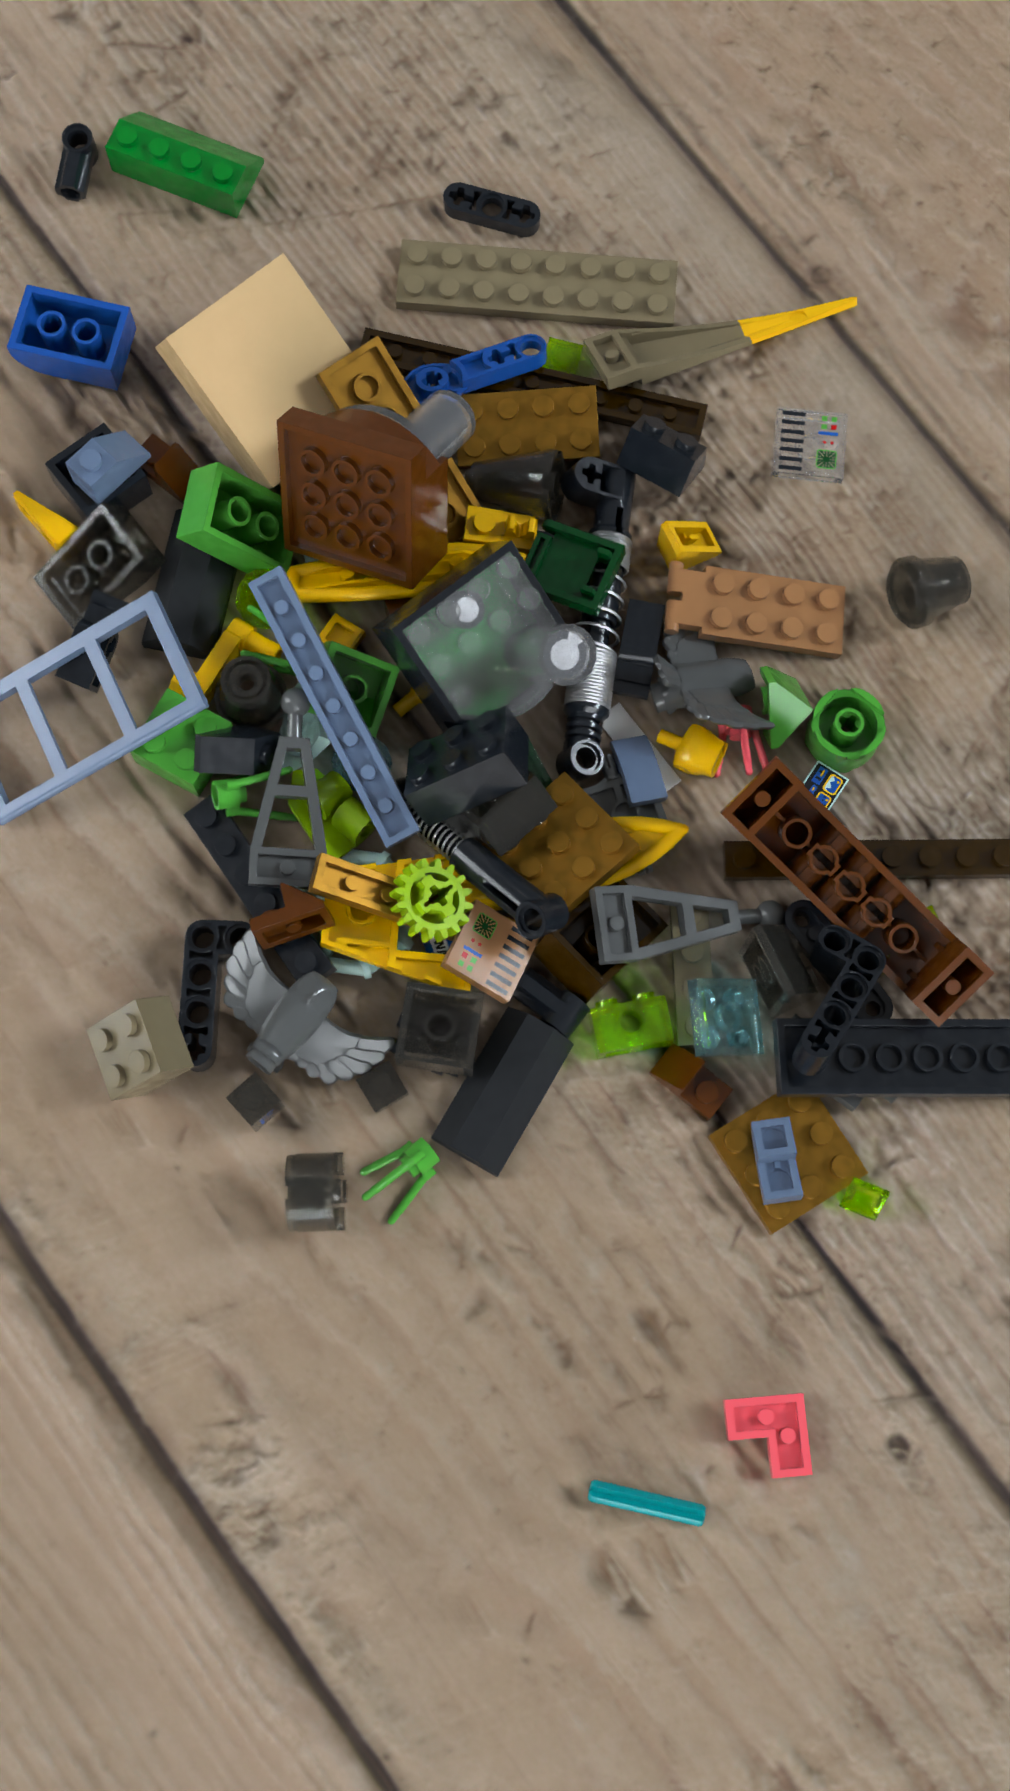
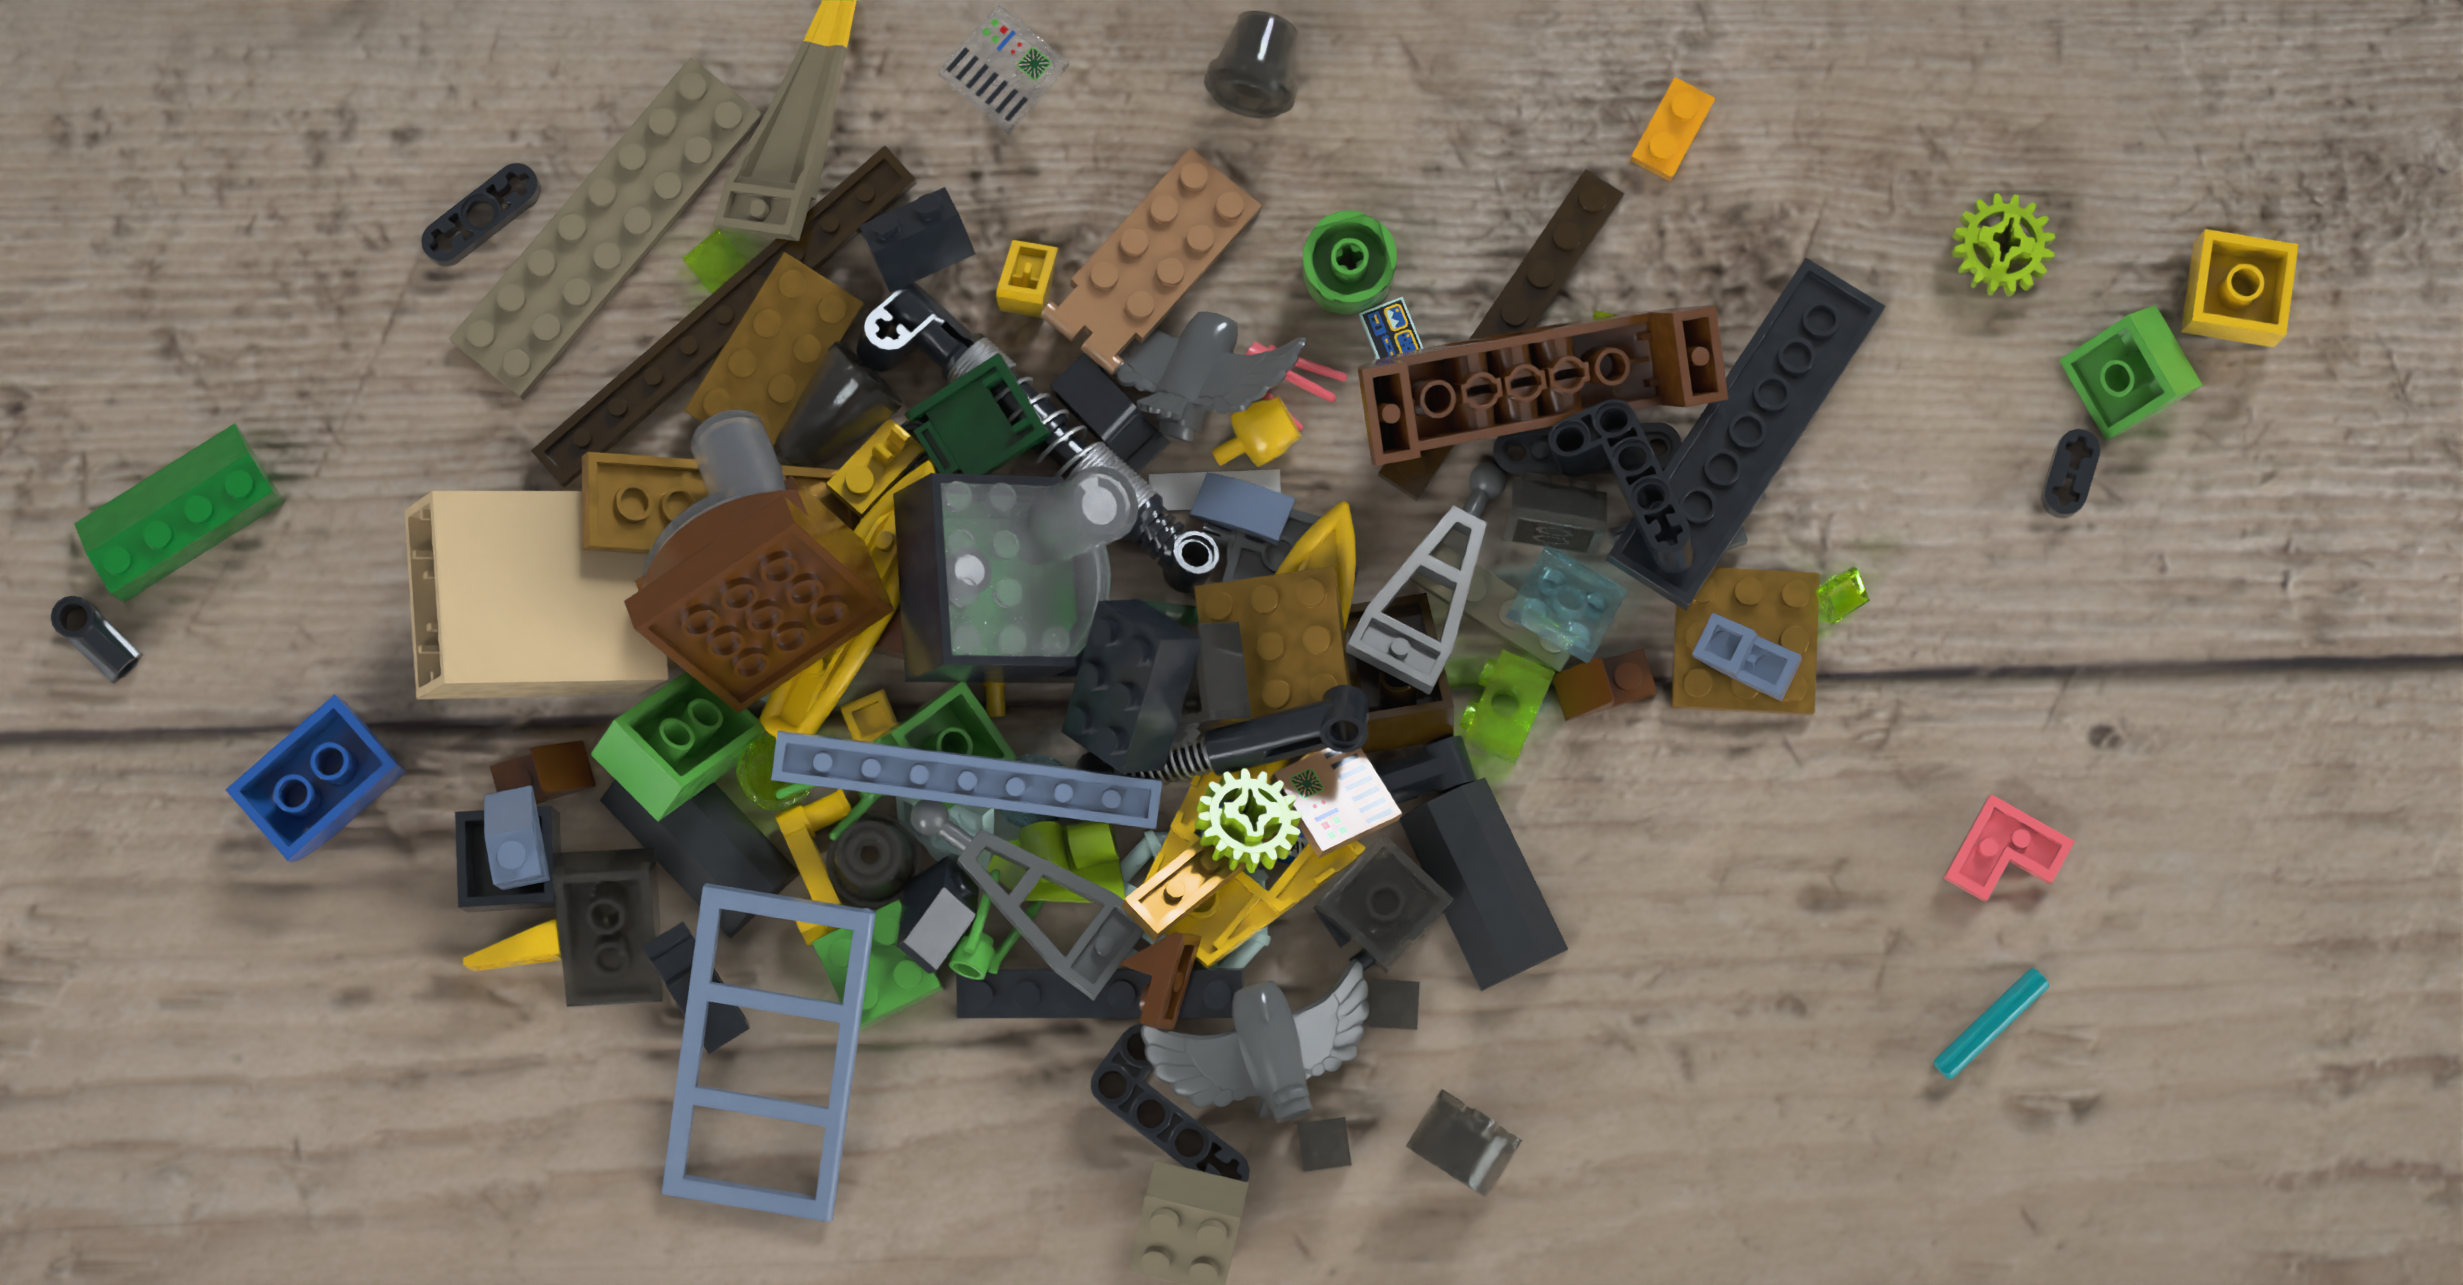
camera: 50 degrees left, 5 degrees up
(416, 1159) = (1497, 1018): bright green plant -> none
(478, 368) = (672, 374): blue beam -> none
(784, 705) = (1279, 305): bright green slope -> none

